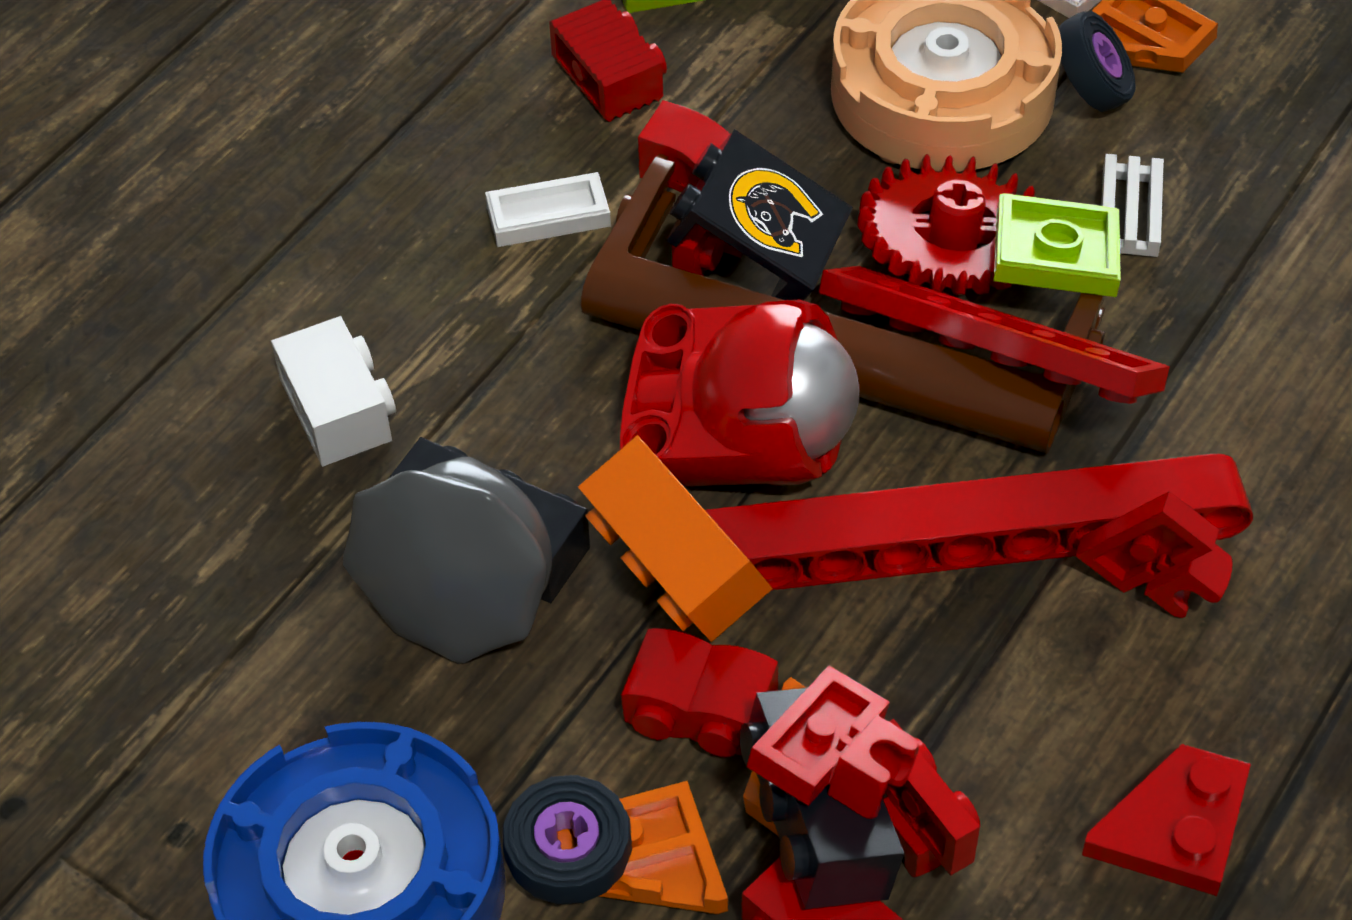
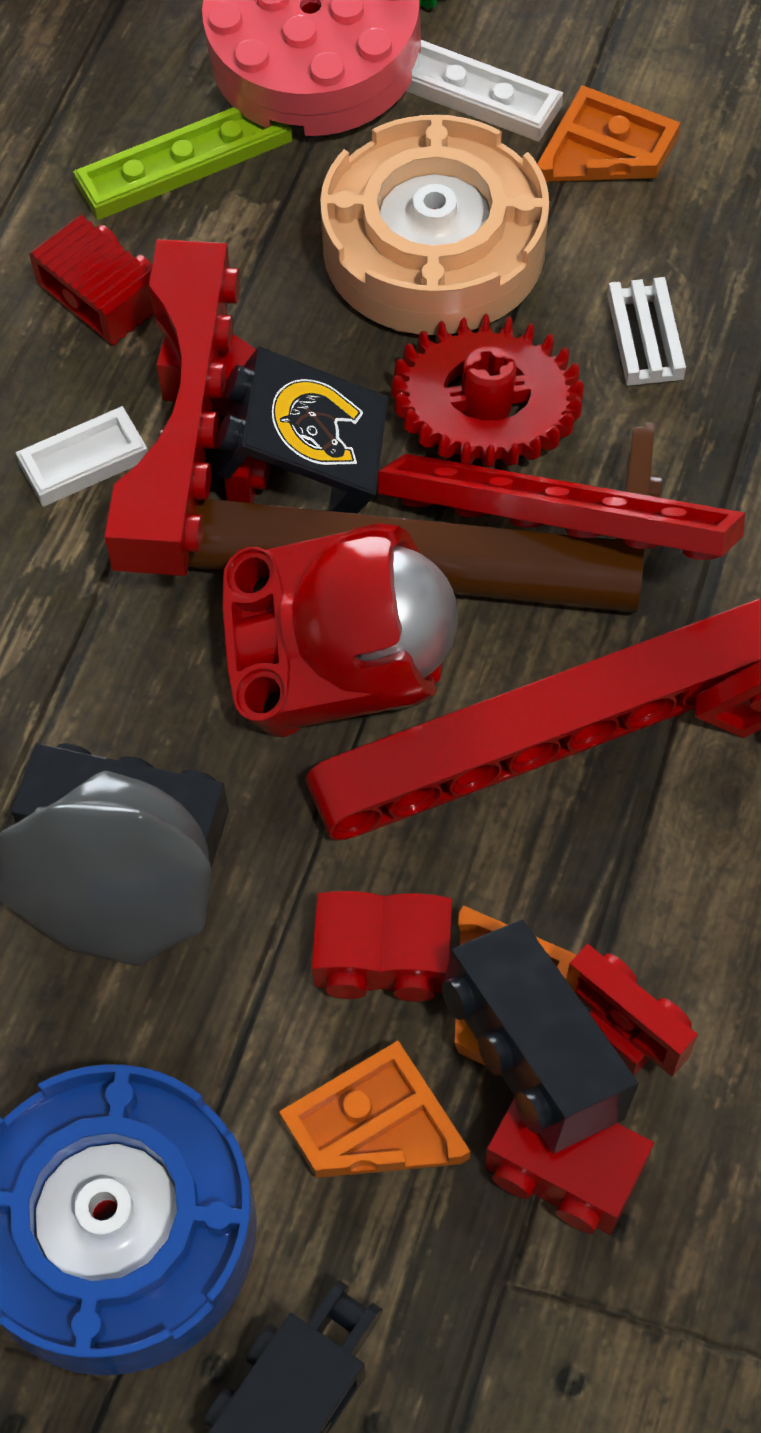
camera: 15 degrees left, 10 degrees up
(536, 853) = (340, 1140): black bush -> none
(597, 250) = (156, 503): none -> red arch
(672, 541) = (318, 801): orange brick -> none
(838, 739) = (545, 991): red plate -> none
(1057, 245) = (596, 397): lime tile -> none
(1096, 61) = (578, 188): black bush -> none

